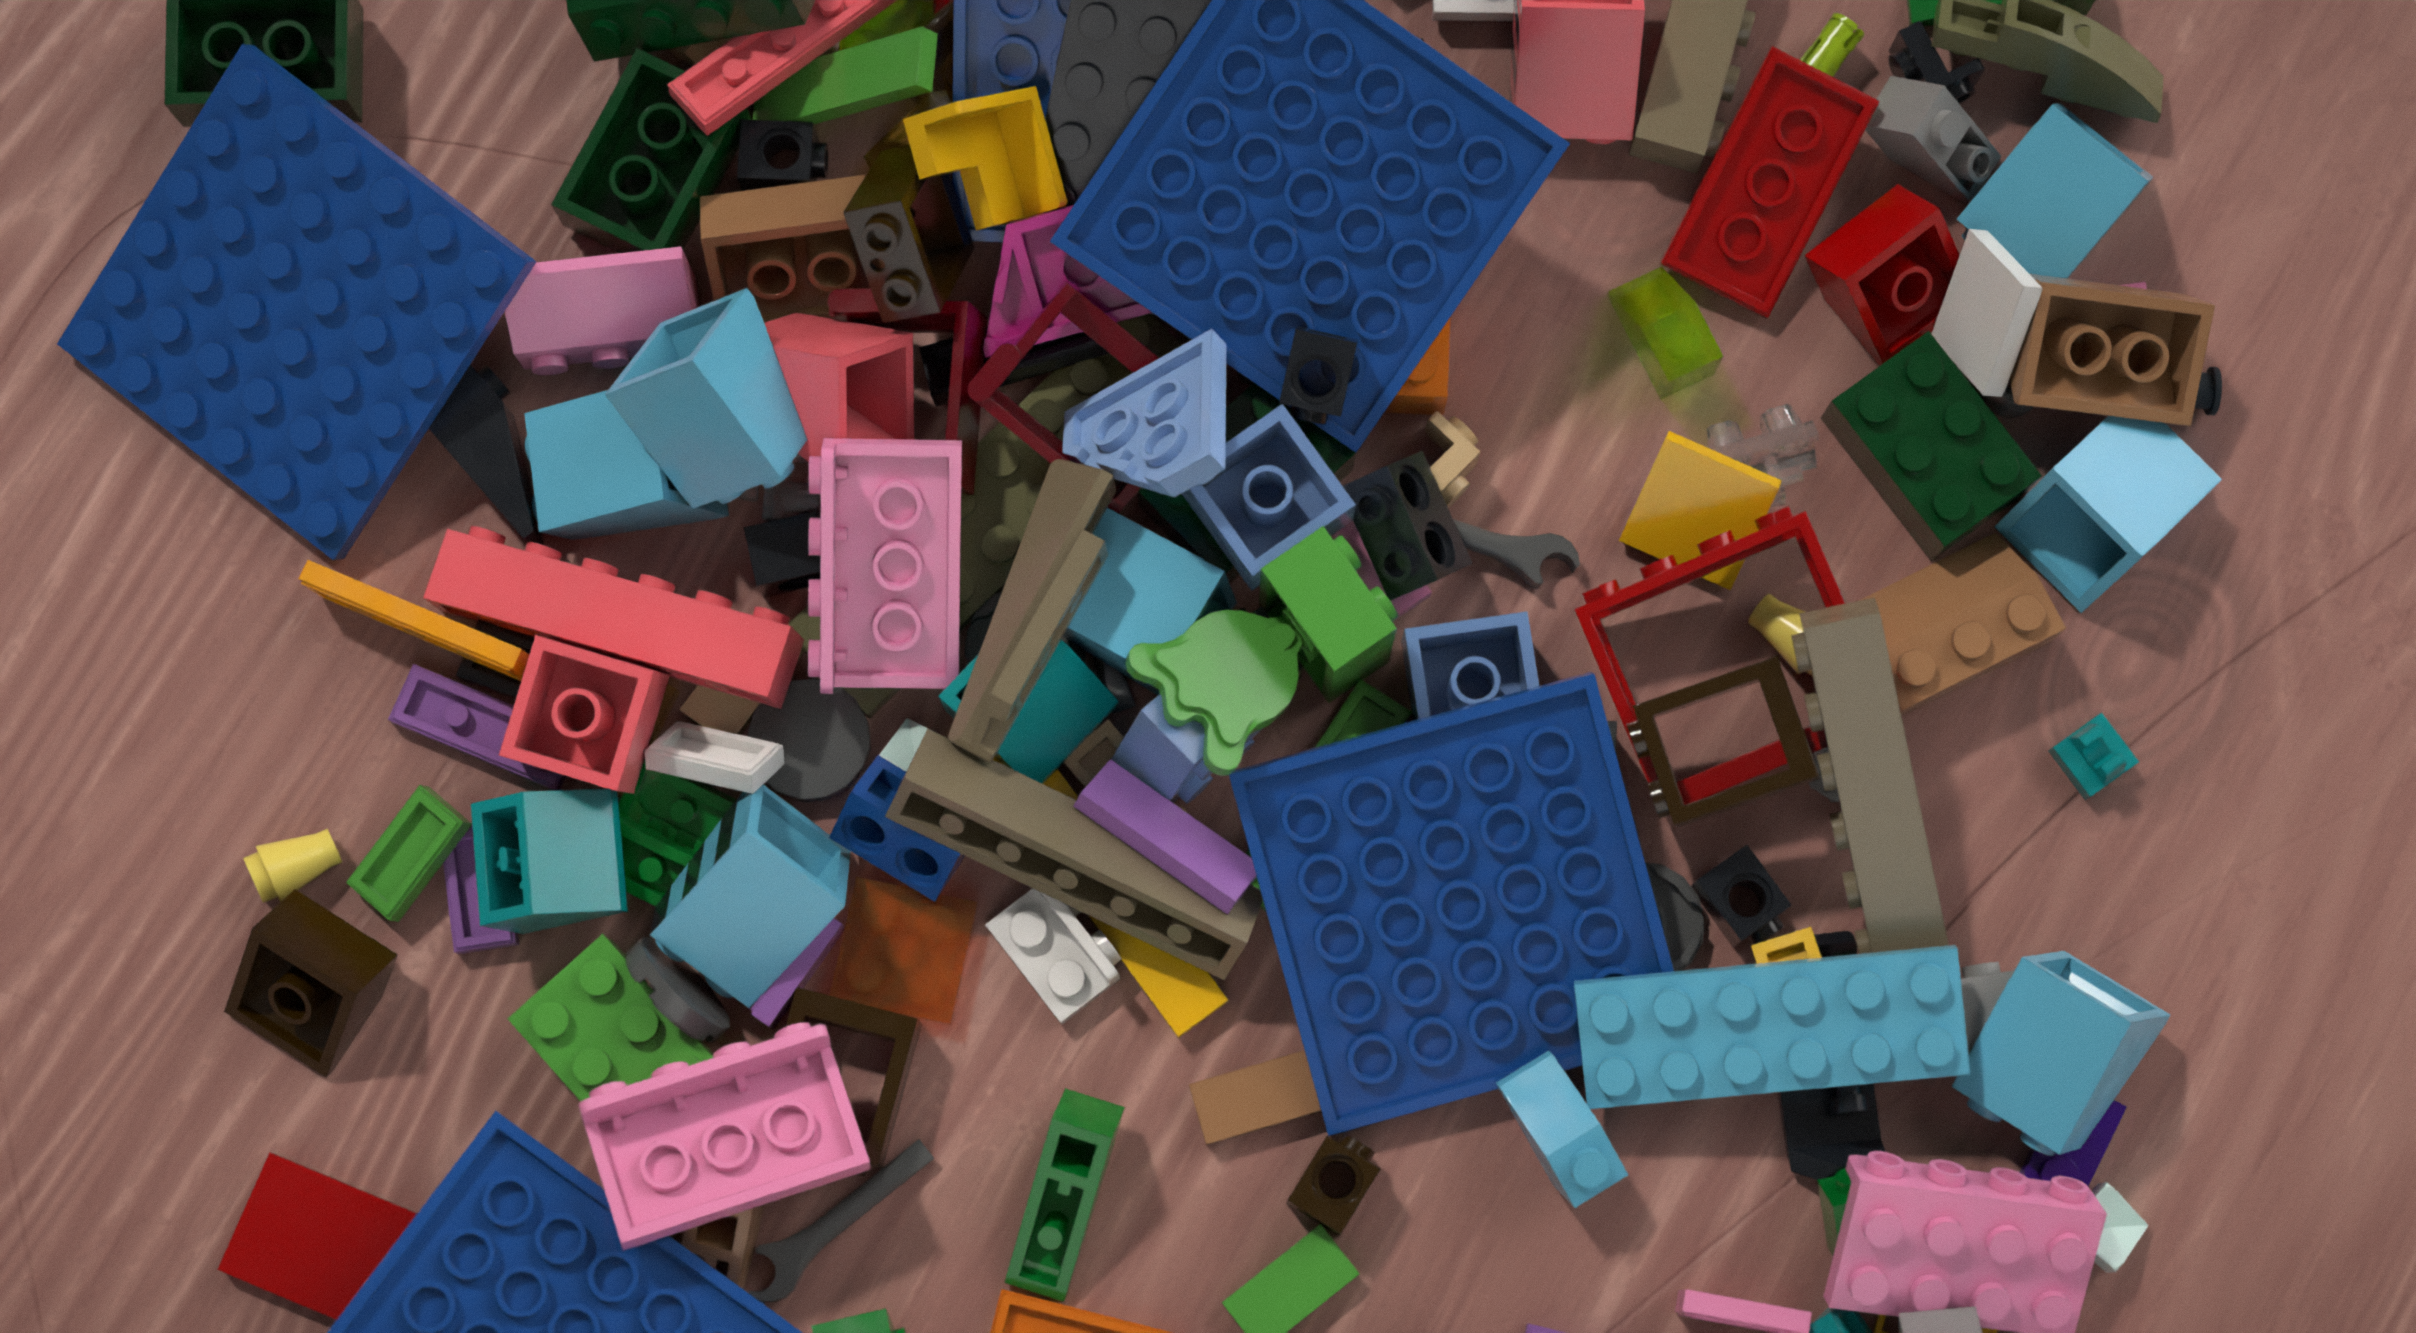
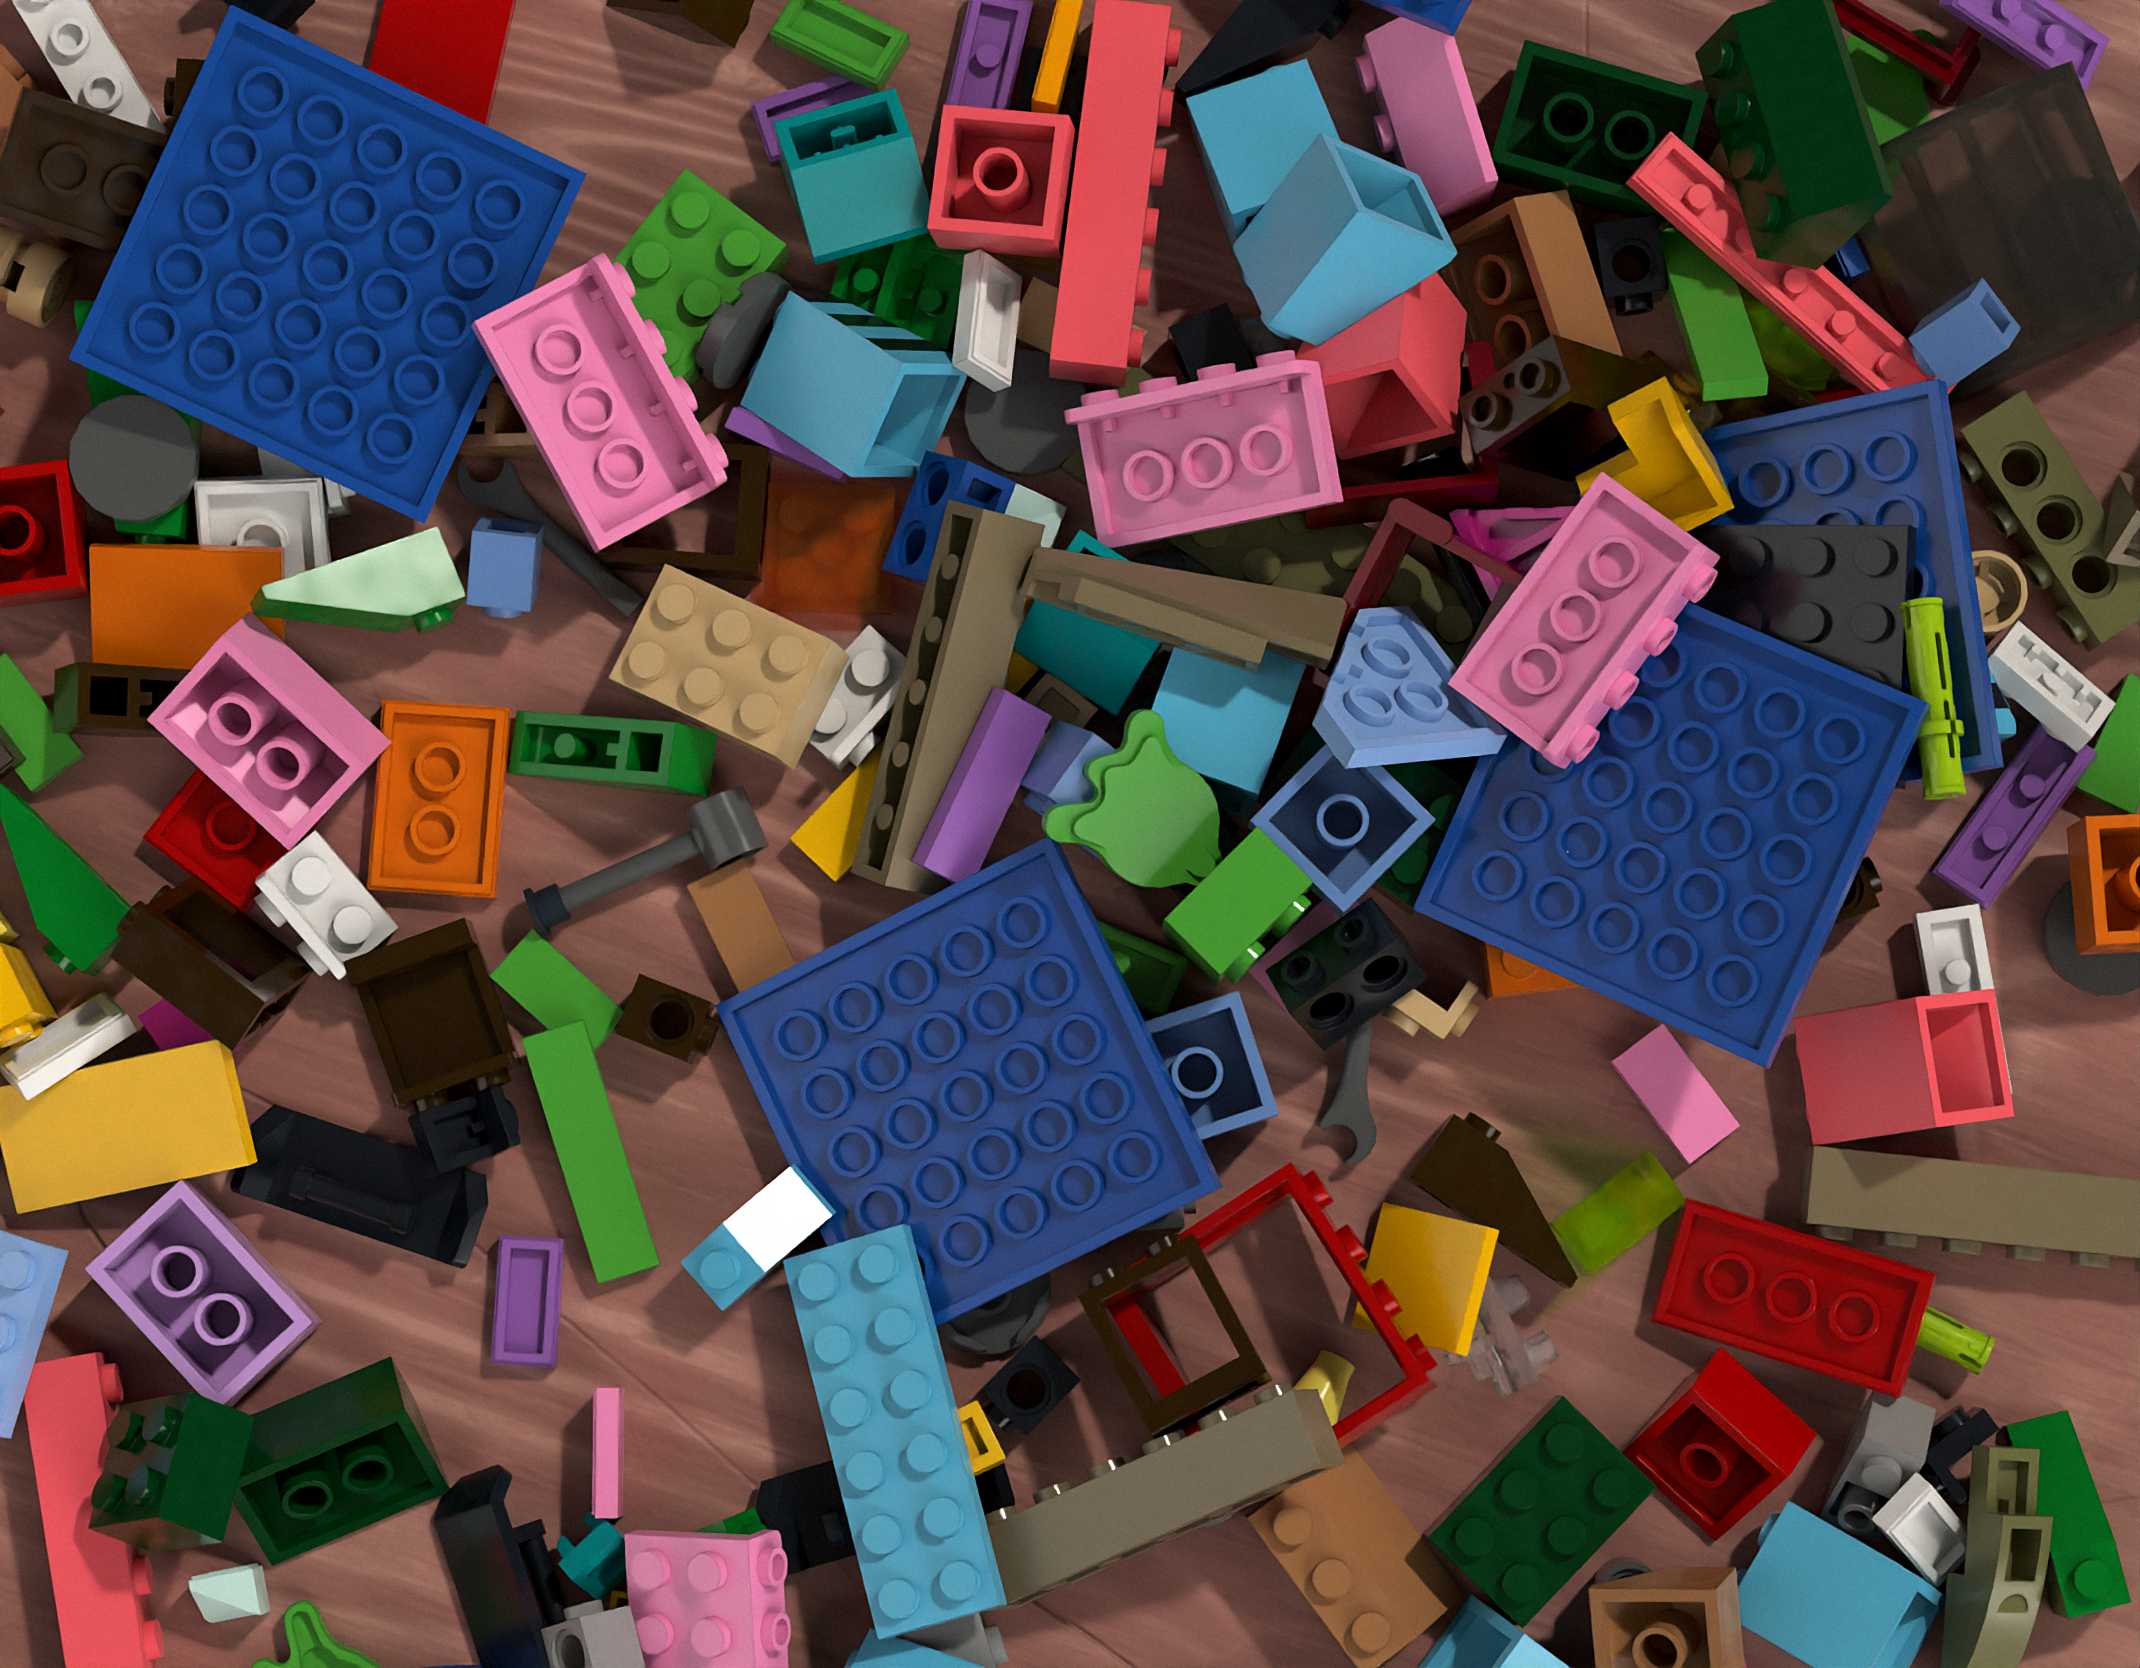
camera: 80 degrees right, 5 degrees up
(862, 1266) = (505, 565): none -> medium blue brick
(1003, 1062) = (729, 666): none -> tan brick
(1121, 232) = (1585, 622): none -> bright pink bracket
(1159, 1101) = (721, 830): none -> dark grey piece
(1330, 348) = (1506, 858): black brick -> none
(1448, 1281) = (591, 1151): none -> bright green tile
(1561, 259) = (1675, 1094): none -> bright pink tile
(1623, 440) = (1485, 1188): none -> dark brown slope
(1986, 312) = (1686, 1543): white tile -> none
(2001, 103) = (1924, 1530): none -> white tile

